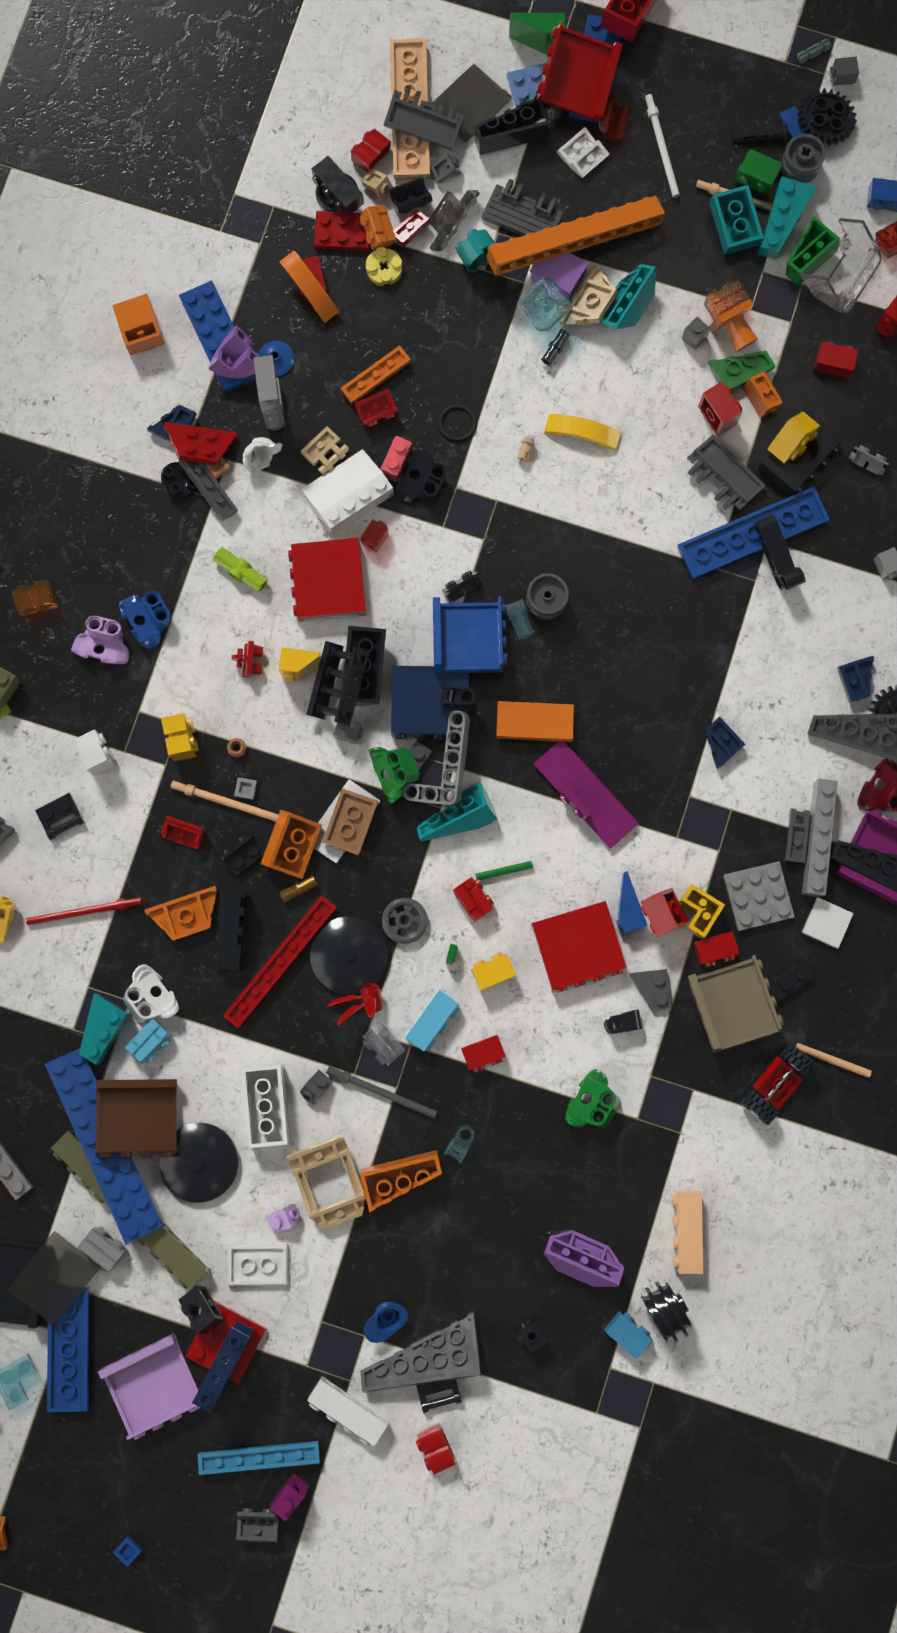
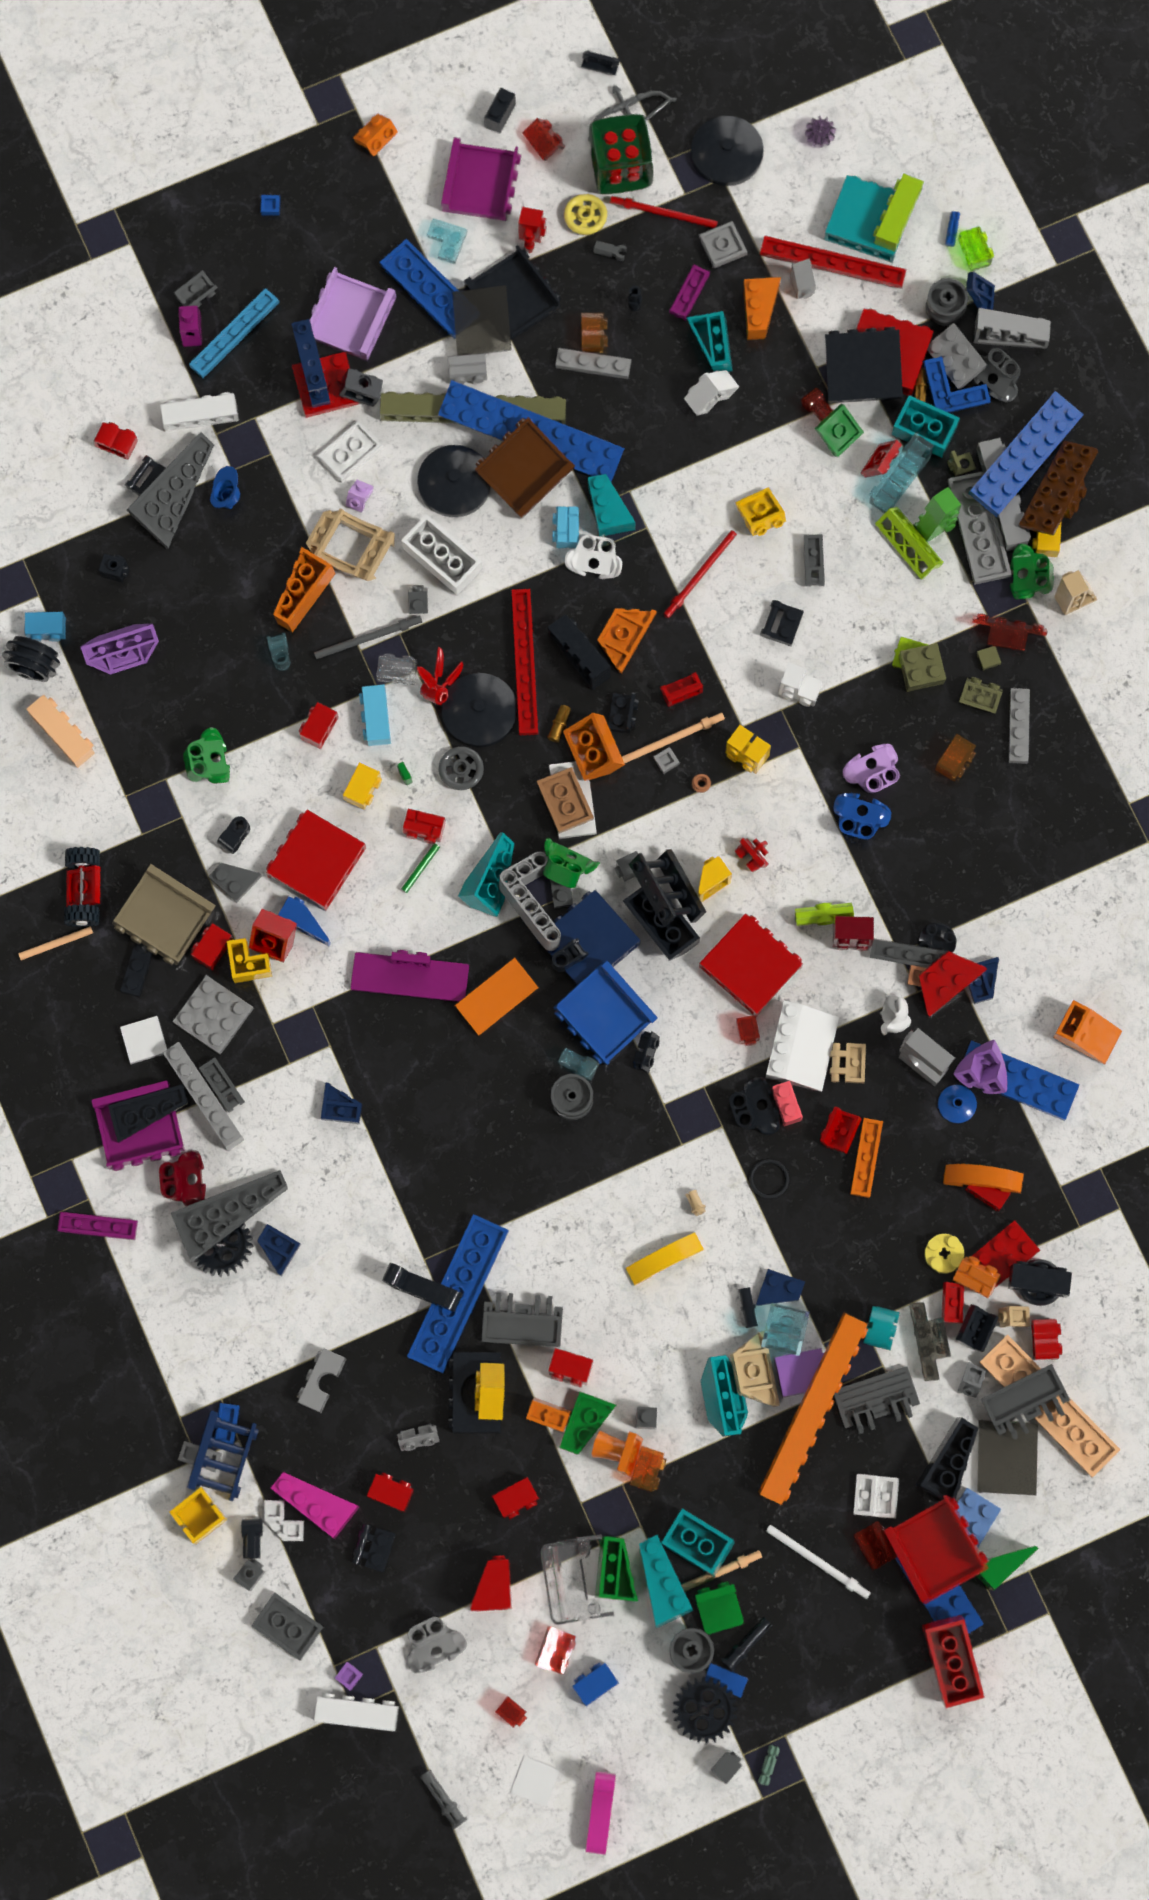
camera: 140 degrees right, 5 degrees down
(233, 533) = (853, 932): none -> dark red brick
(521, 342) = (779, 1289): none -> dark blue wing

